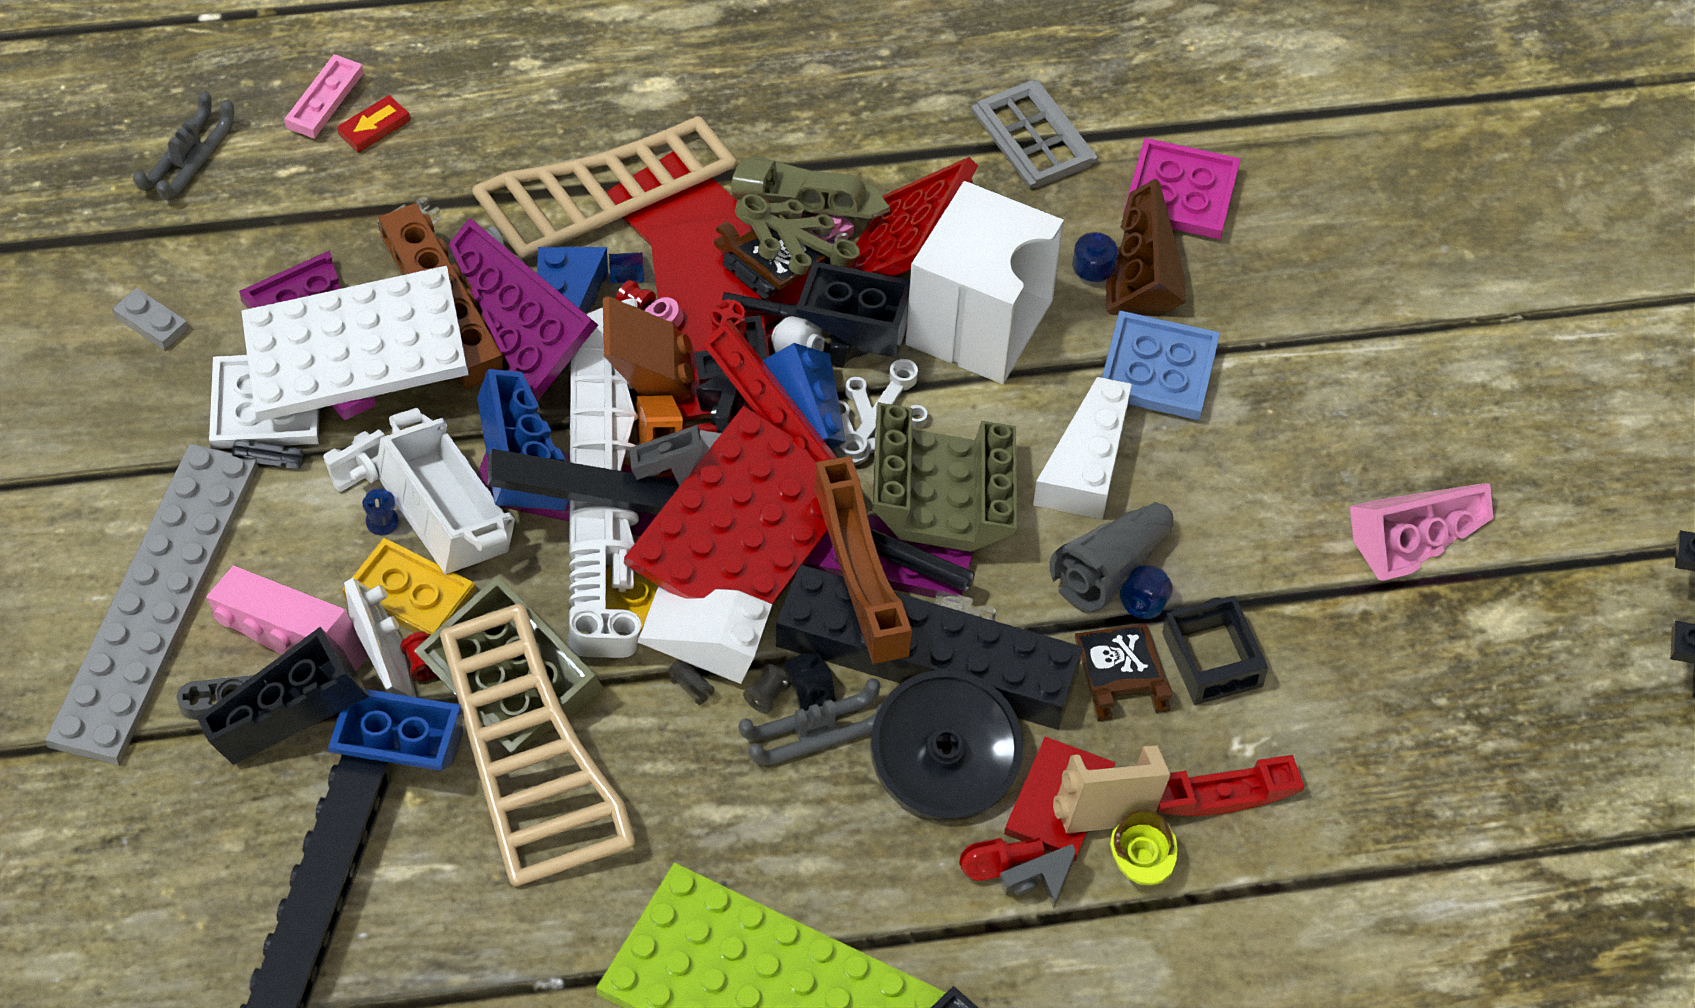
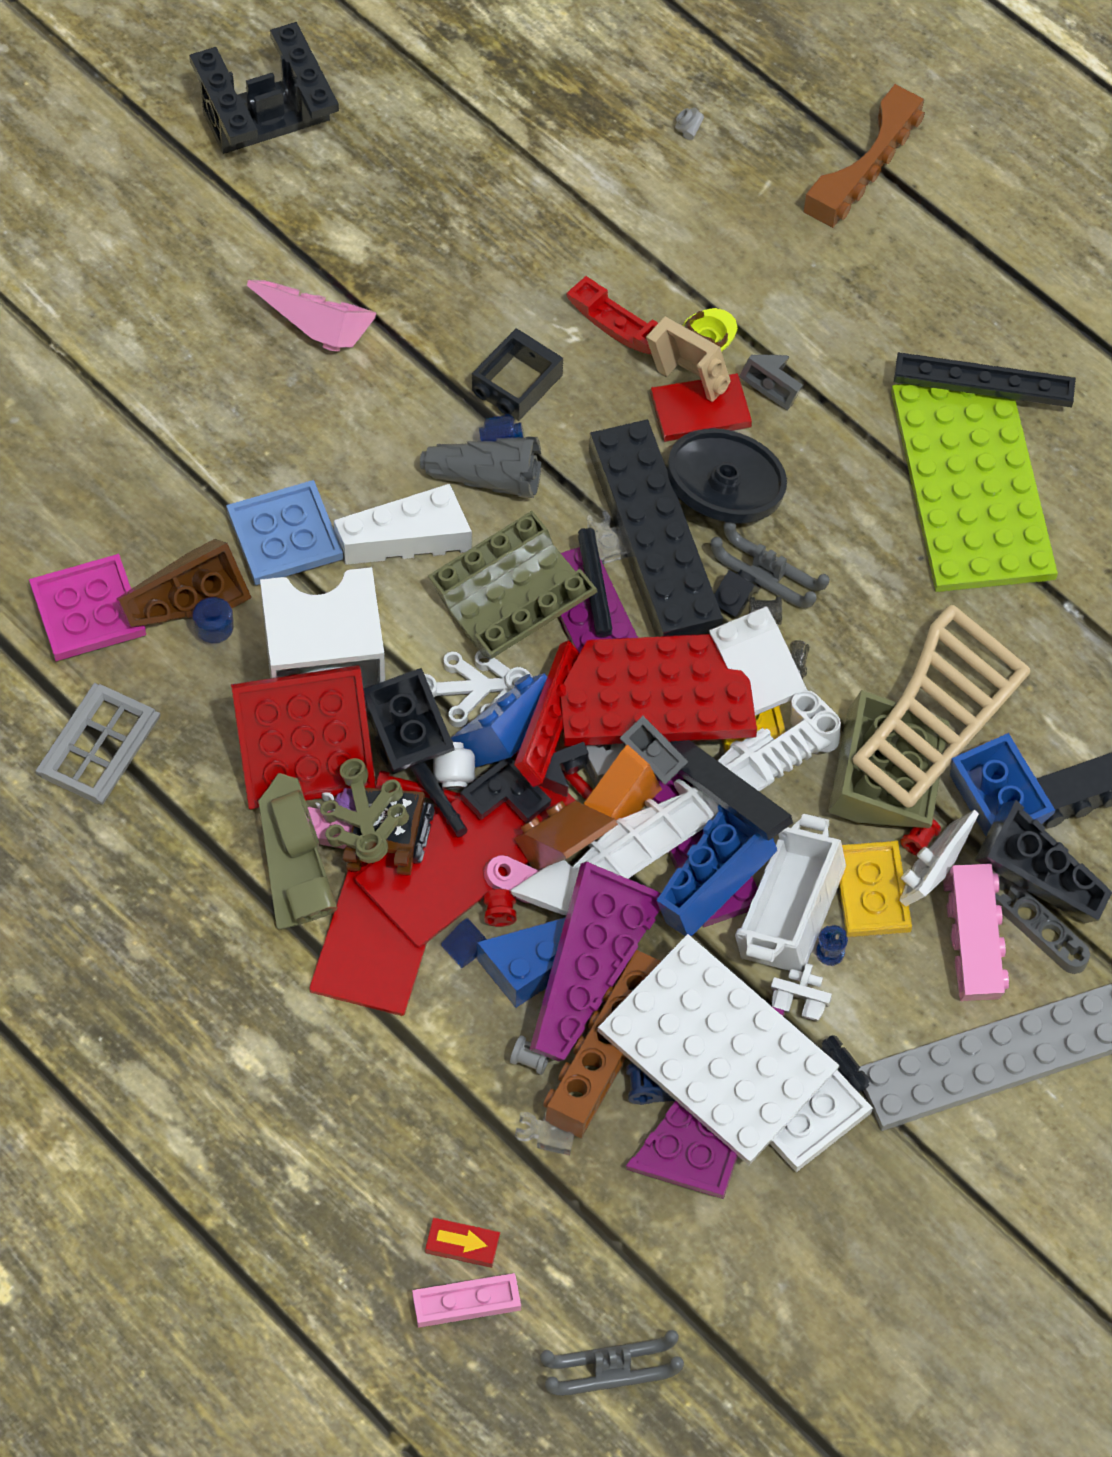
camera: 125 degrees left, 5 degrees up
(150, 319) = (793, 1256): light grey plate -> none
(581, 167) = (389, 1046): tan bar -> none
(728, 310) = (495, 794): red wheel -> none
(873, 599) = (611, 610): dark orange arch -> none
(991, 857) = (774, 408): red arm -> none
(1122, 663) = (567, 424): flag -> none

